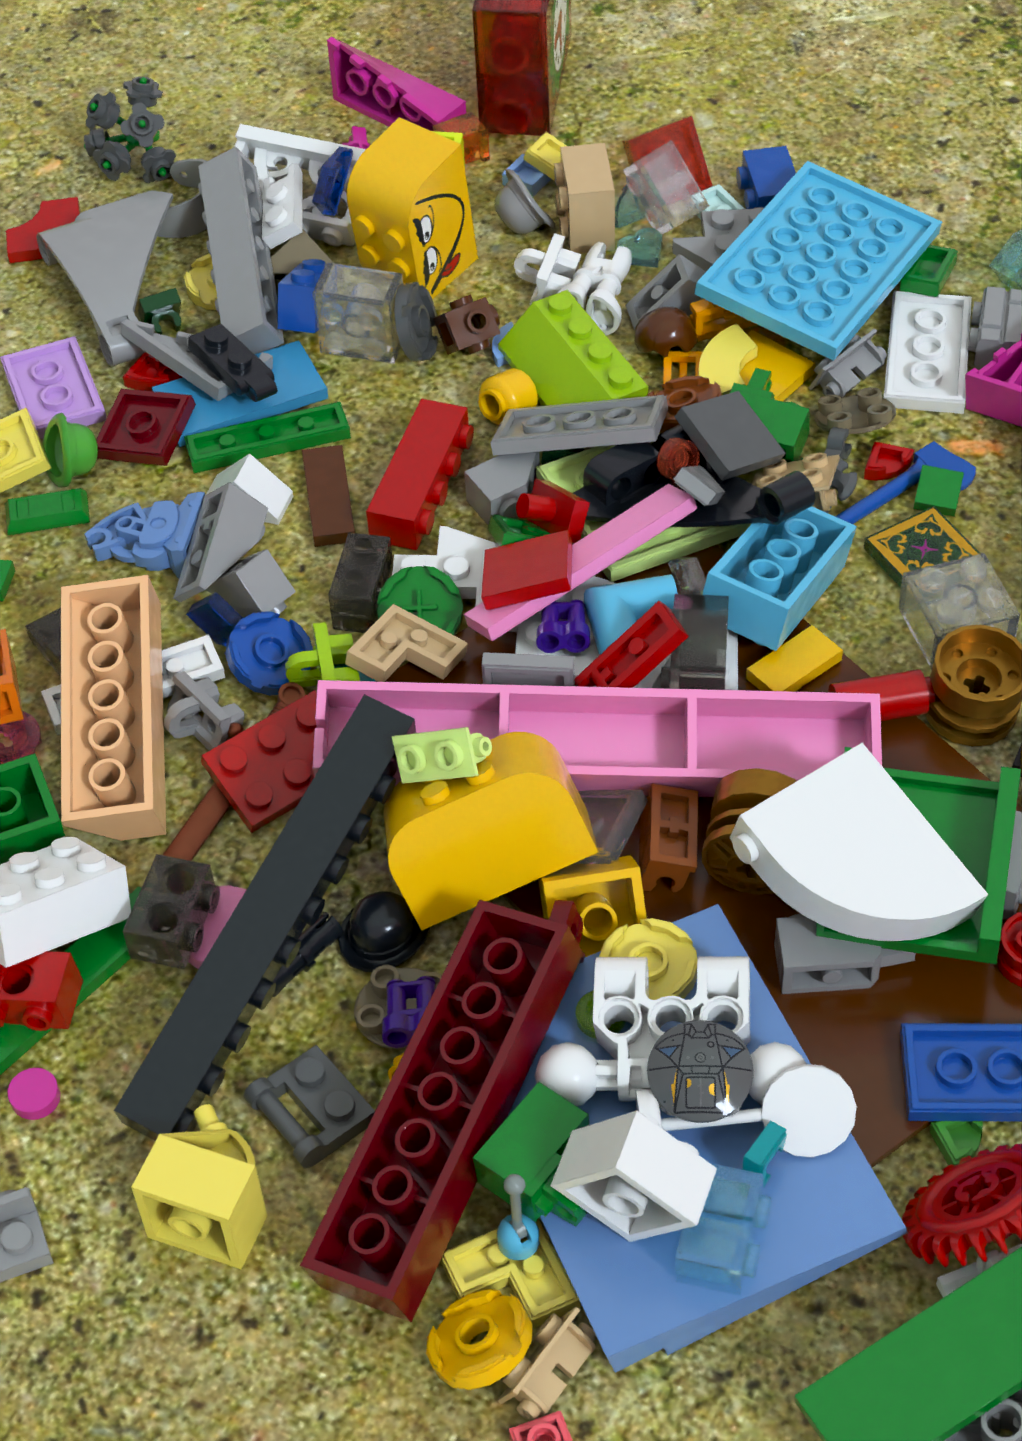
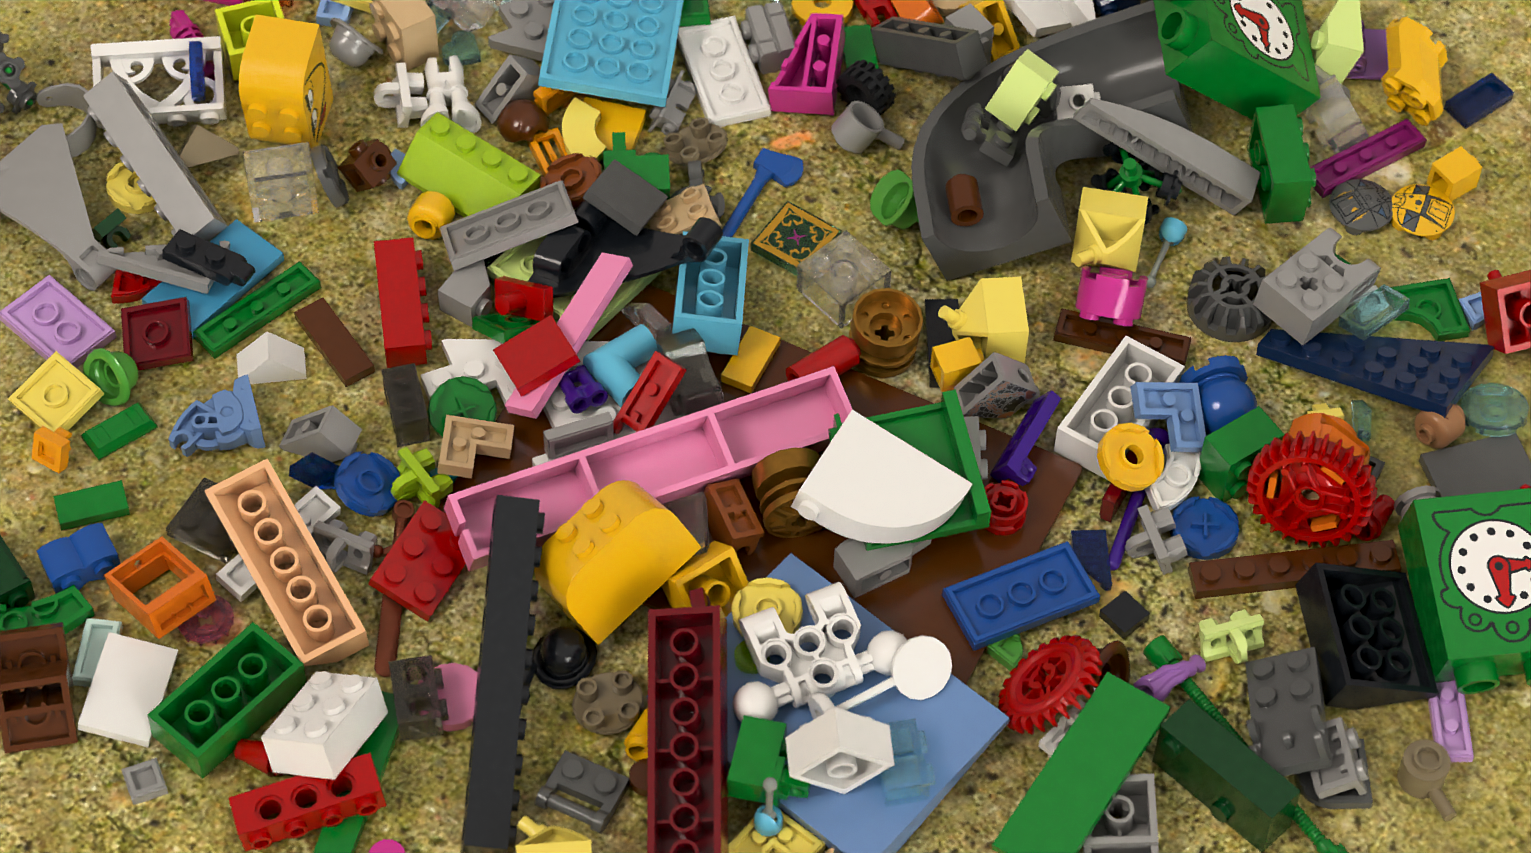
camera: 30 degrees left, 5 degrees up
(224, 532) = (281, 408): light grey slope -> none
(282, 207) = (168, 109): white hinge -> none
(295, 297) = (230, 181): blue brick -> none
(402, 1022) = (628, 712): dark purple piece -> none
(440, 754) = (574, 520): yellowish green hinge -> none
(676, 454) = (597, 229): clear red tile -> none
(699, 484) = (628, 247): light grey tile -> none
(700, 1071) = (846, 668): dark grey dish -> none
(763, 1150) = (906, 702): teal tile -> none
(887, 461) = (735, 174): red tile -> none
(939, 489) = (784, 187): green tile -> none

